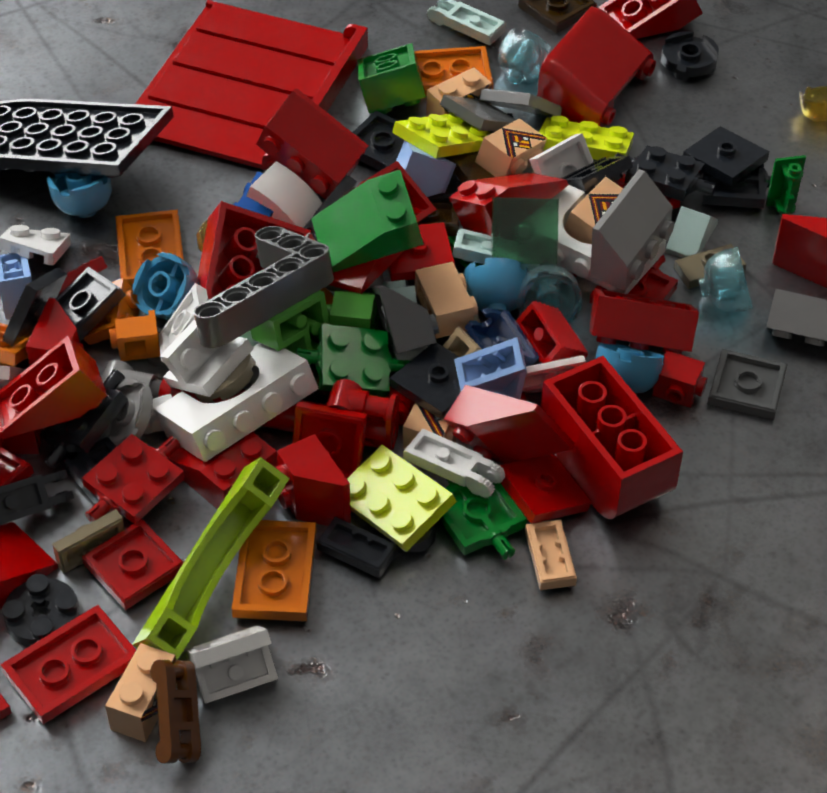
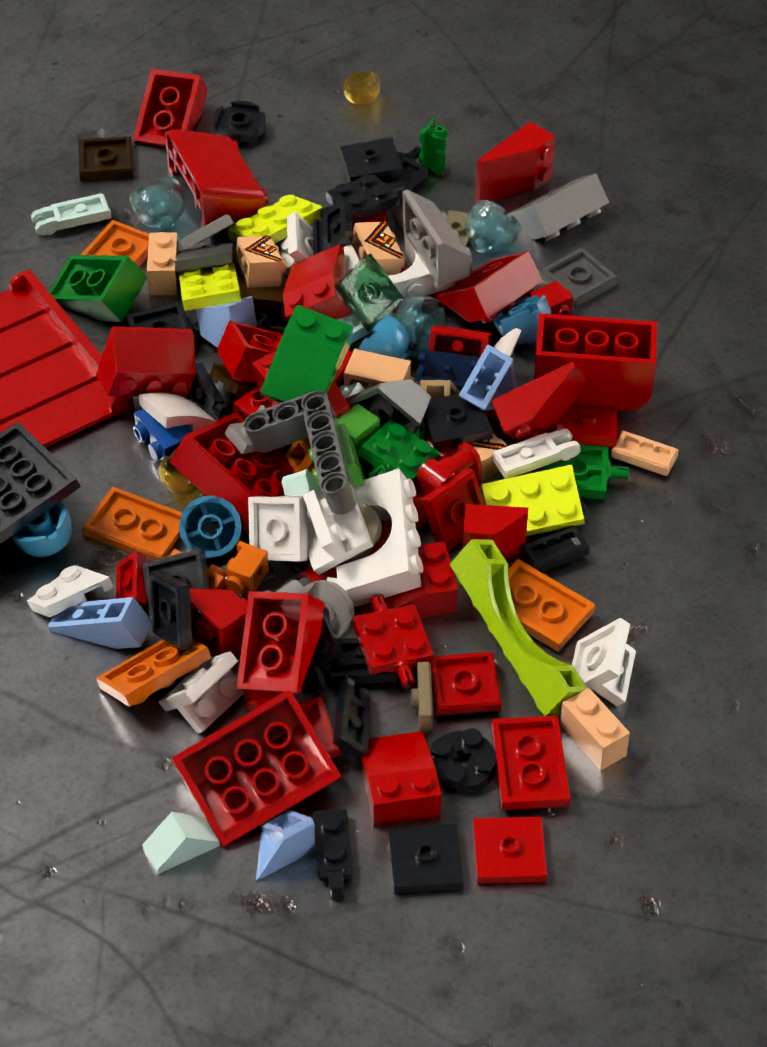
camera: 55 degrees left, 0 degrees up
(177, 711) = (634, 712): reddish brown plate -> none

